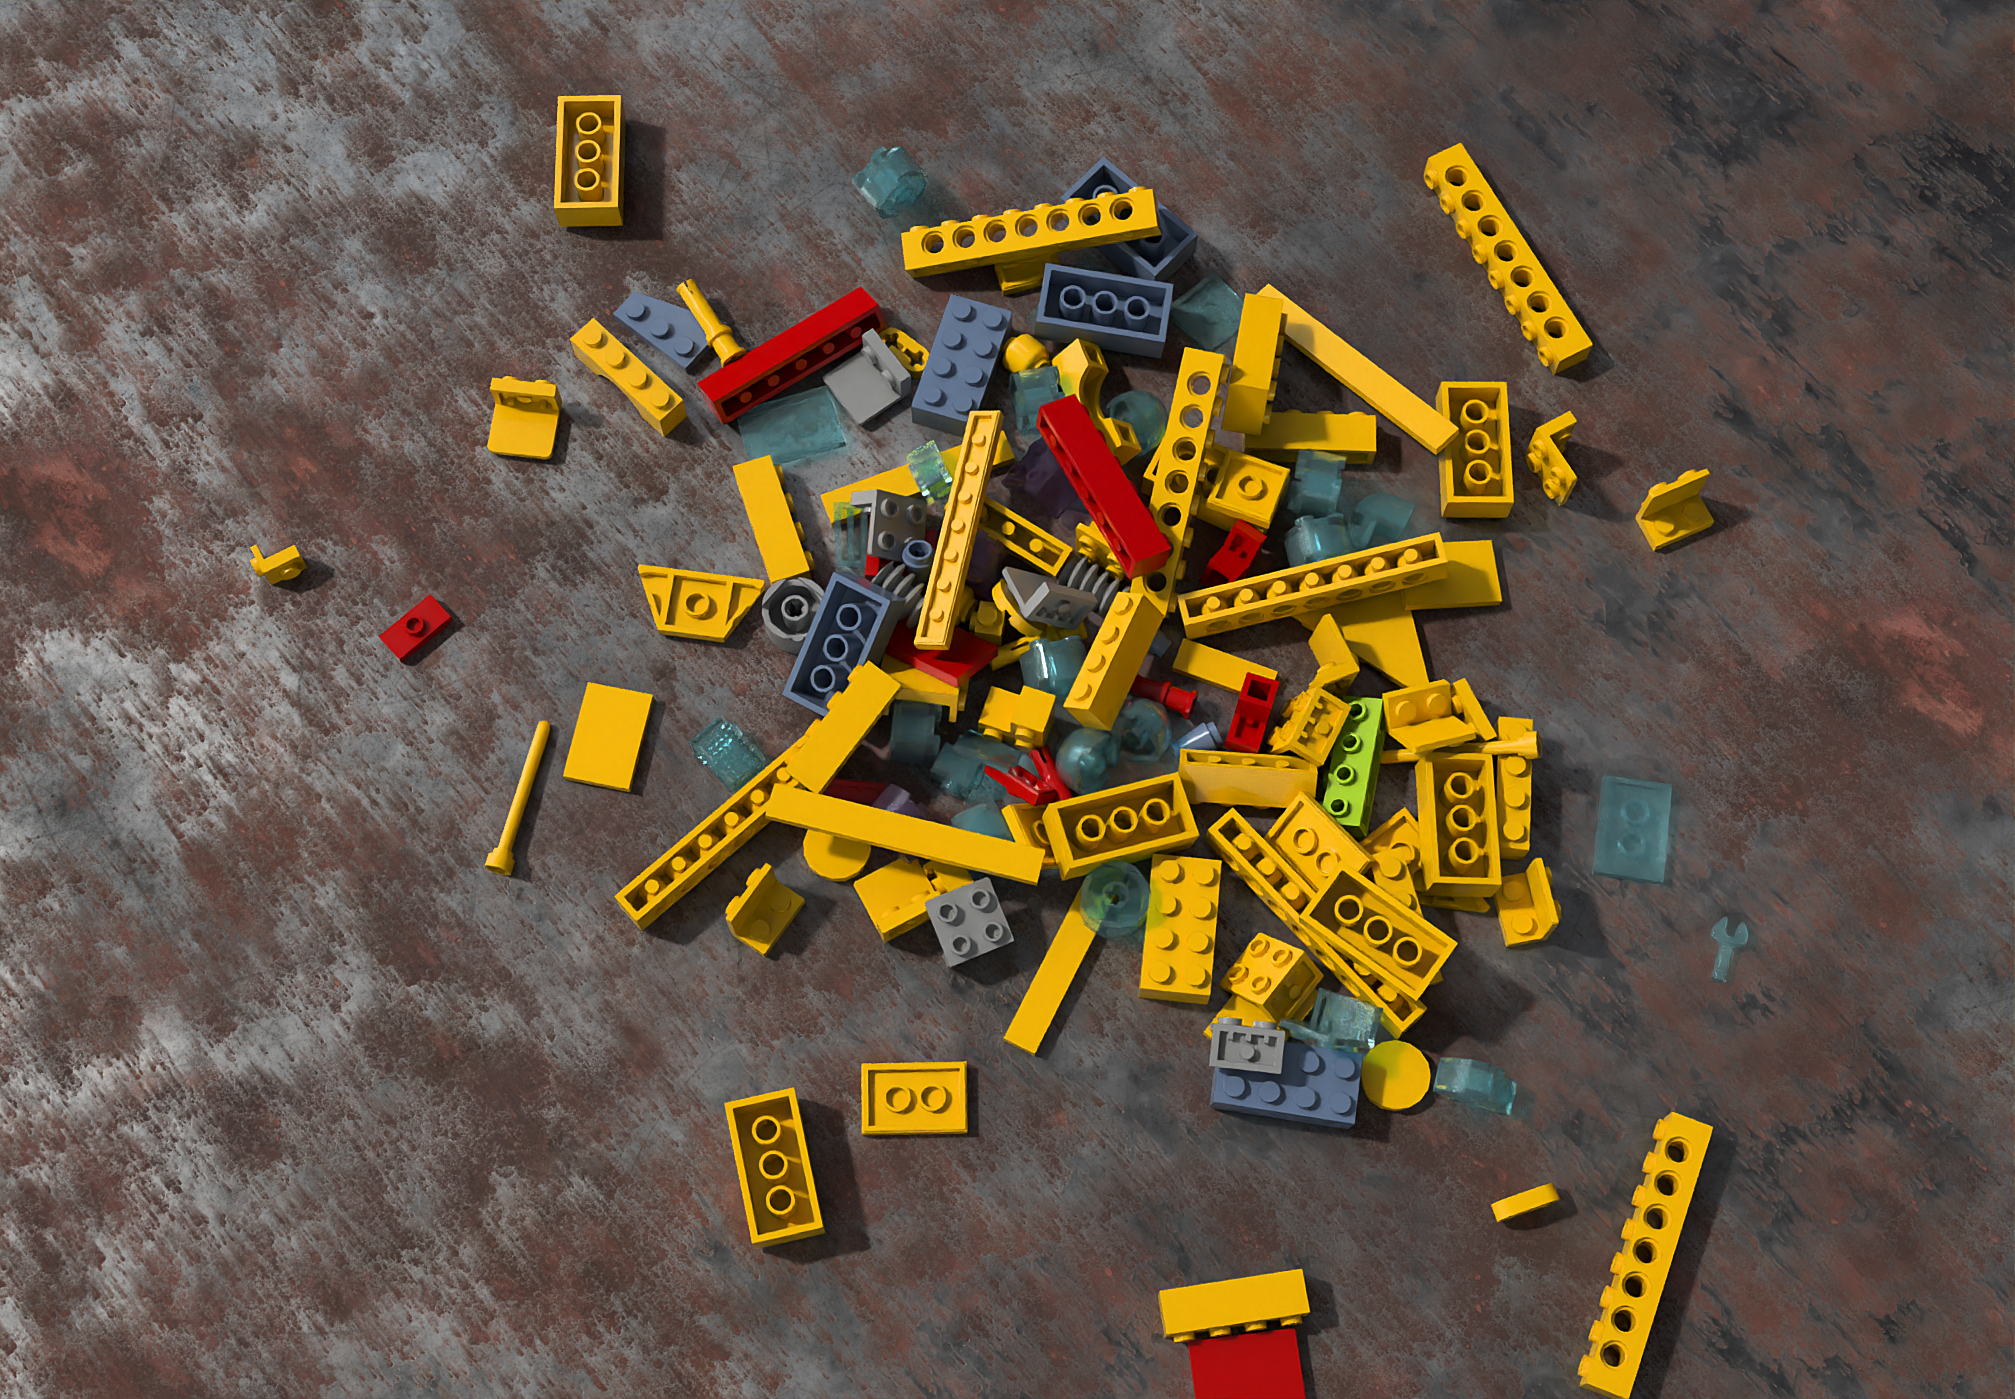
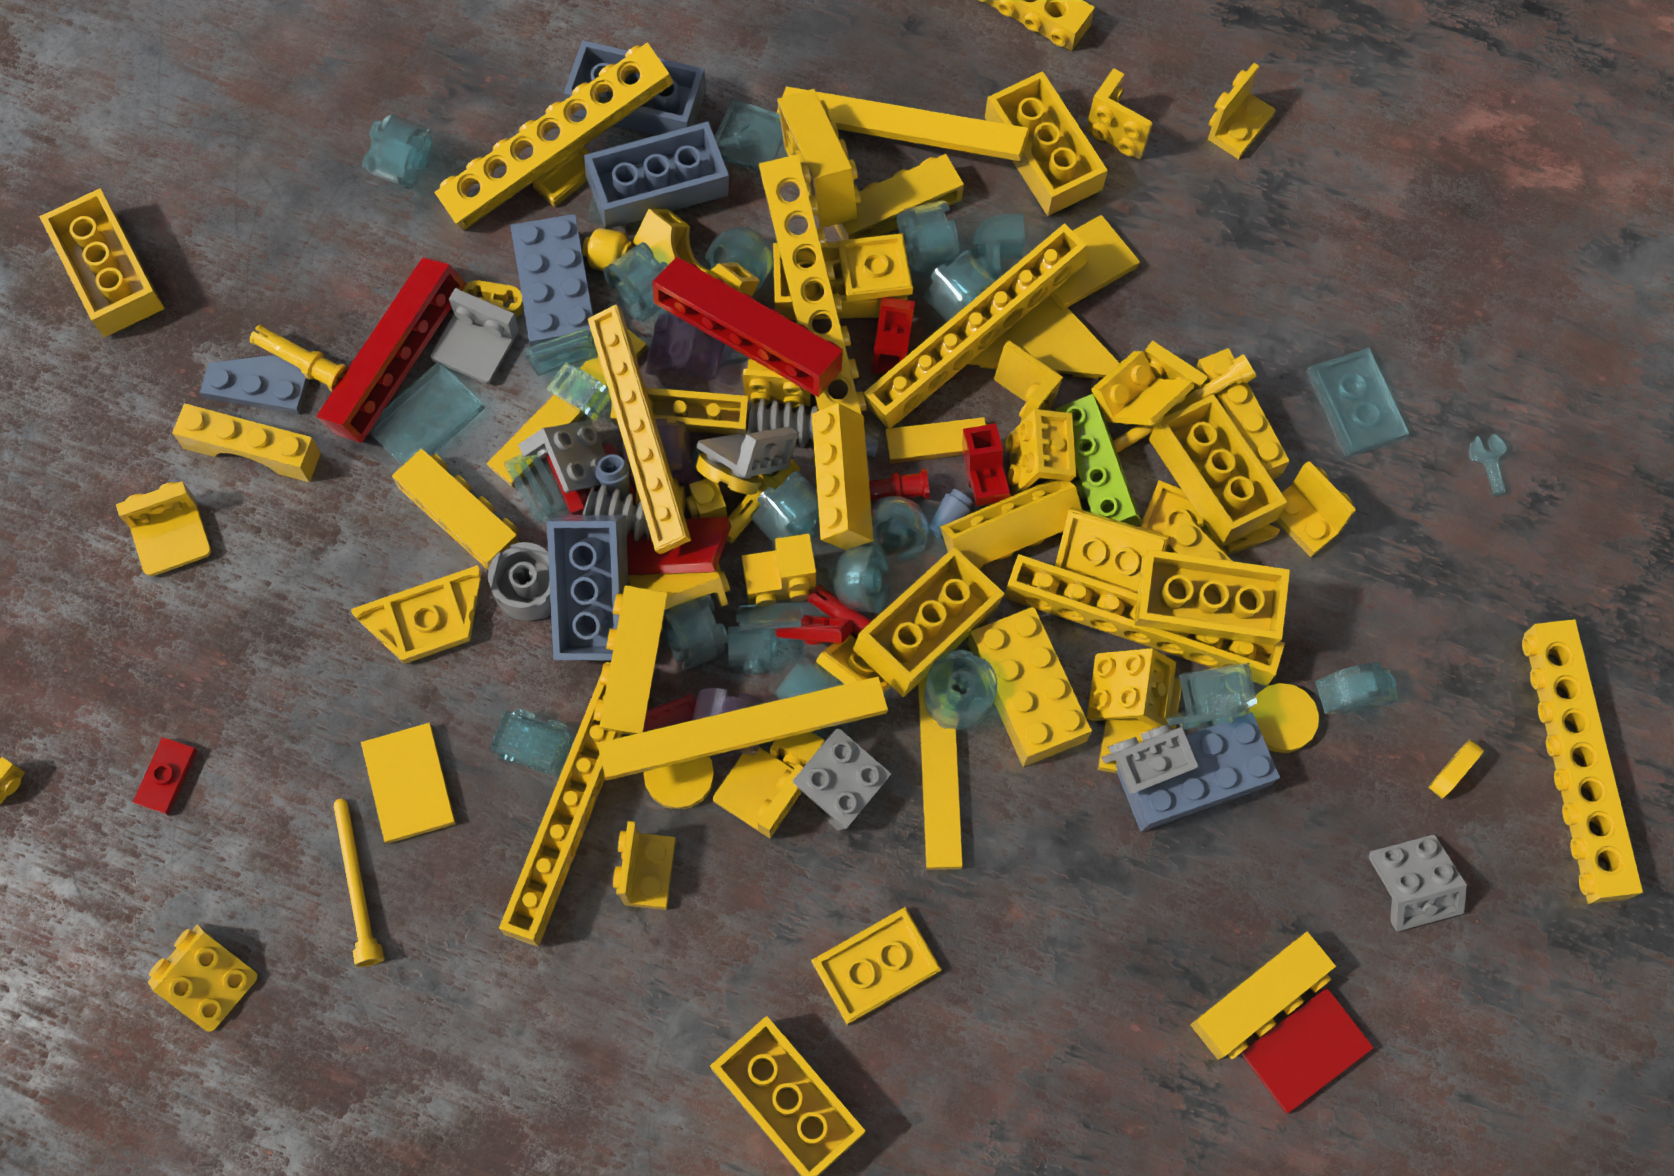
camera: 30 degrees left, 0 degrees up
(357, 812) = (201, 978): none -> yellow bracket
(929, 427) = (554, 353): none -> clear light blue tile
(1432, 1282) = (1420, 882): none -> light grey bracket

